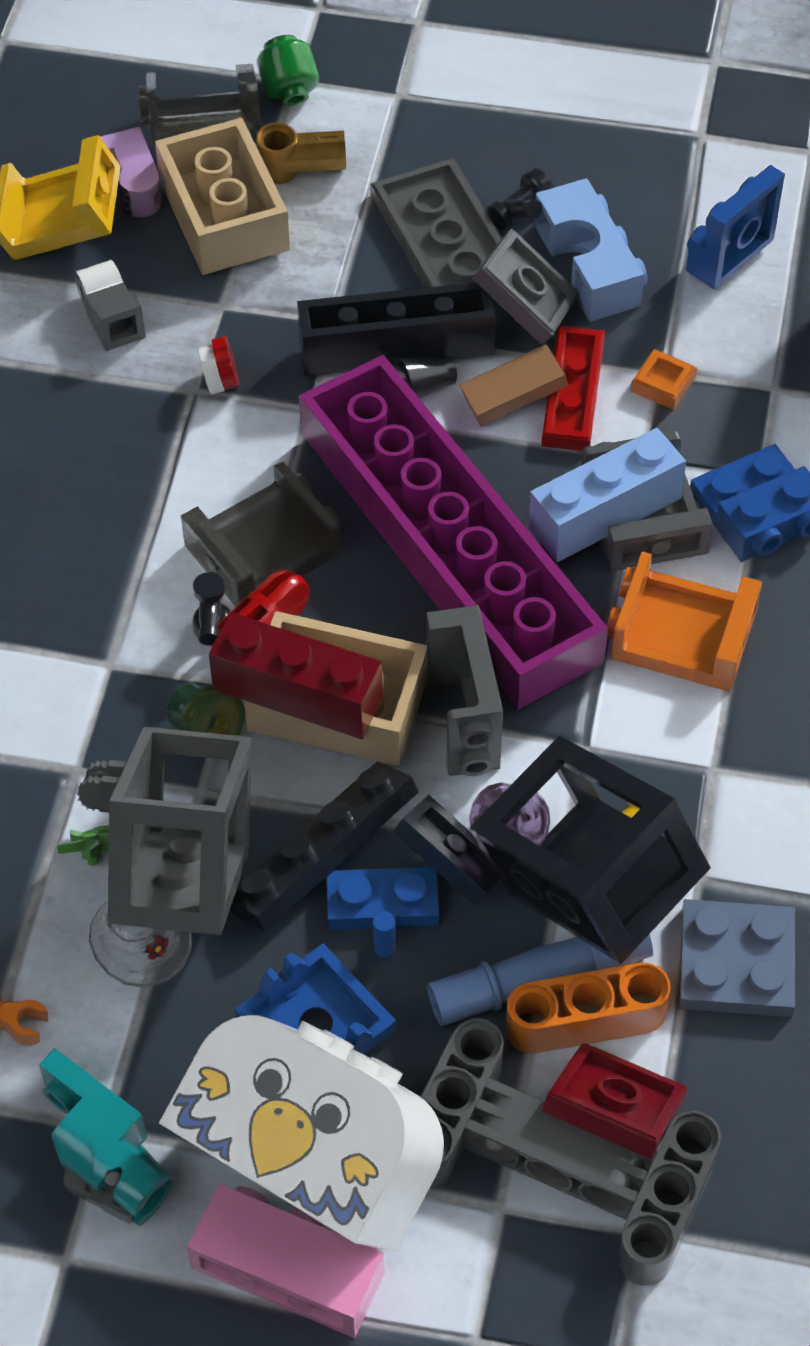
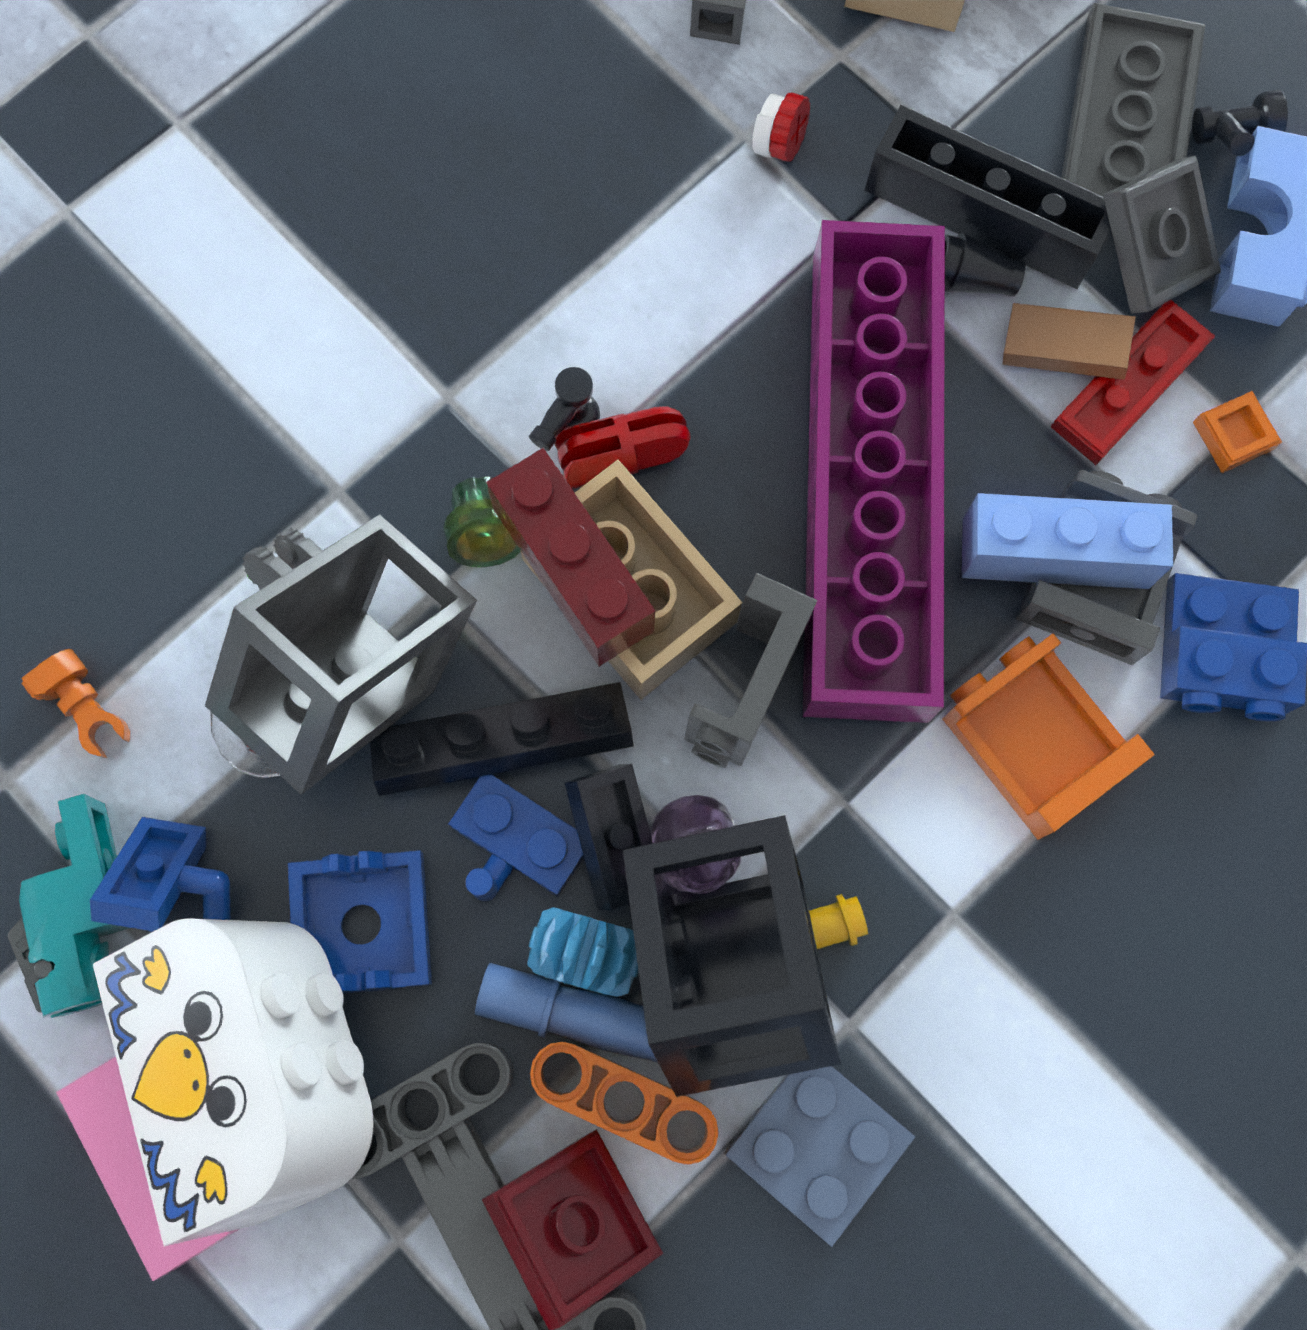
camera: 30 degrees right, 20 degrees up
(147, 1071) = (153, 872): none -> blue plate
(264, 534) = (689, 353): clear smoke panel -> none
(488, 926) = (583, 952): none -> dark azure gear

